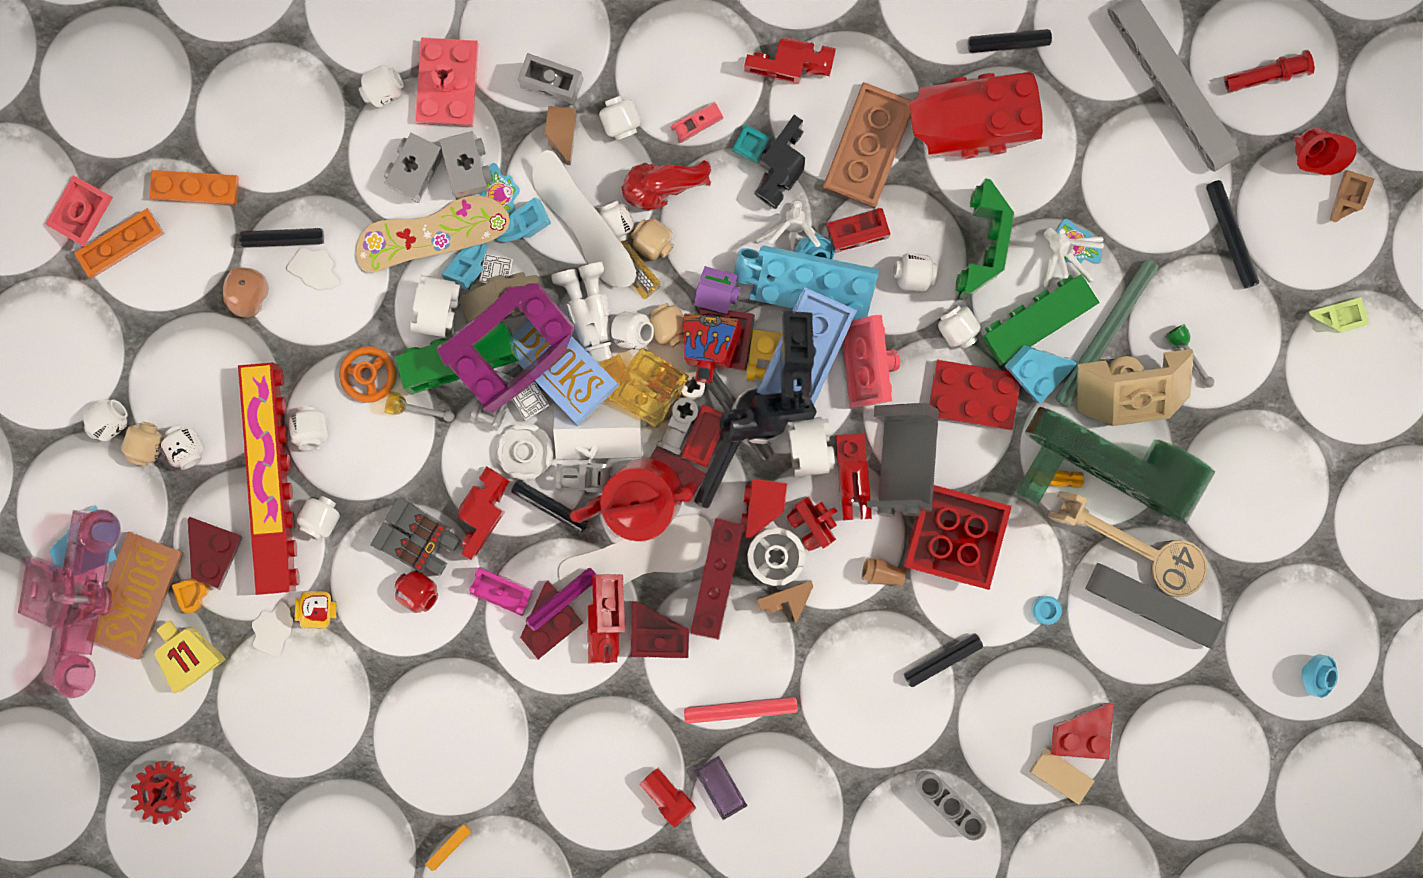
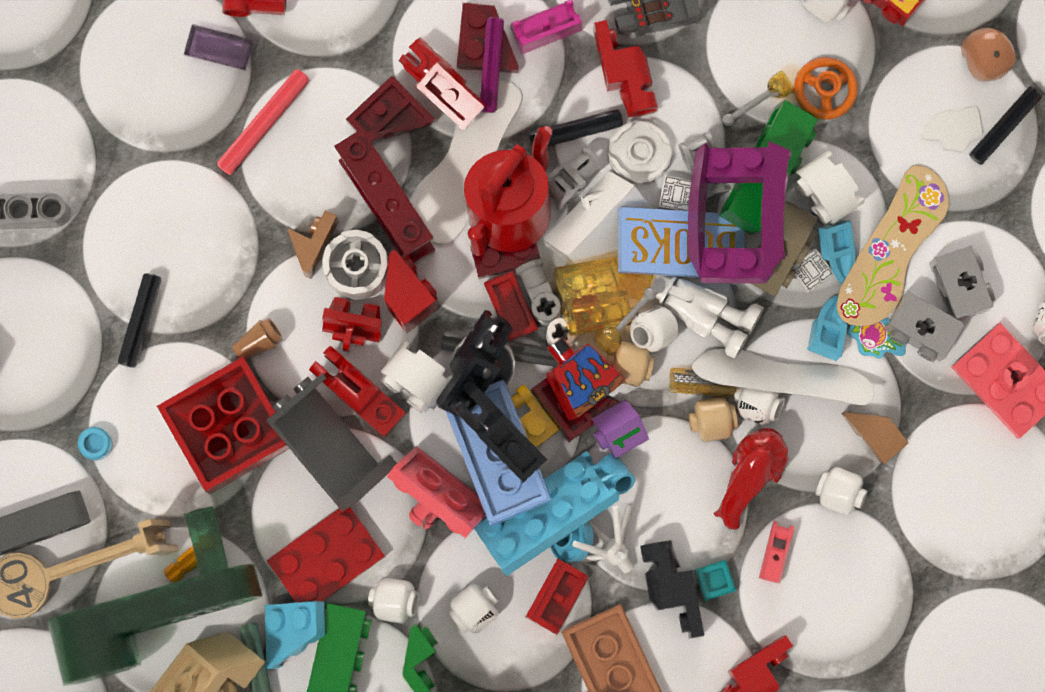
camera: 130 degrees right, 5 degrees down
(550, 79) = (928, 463): light grey brick -> none
(666, 351) = (609, 337): none -> hinge
(716, 472) = (469, 281): black axle -> none

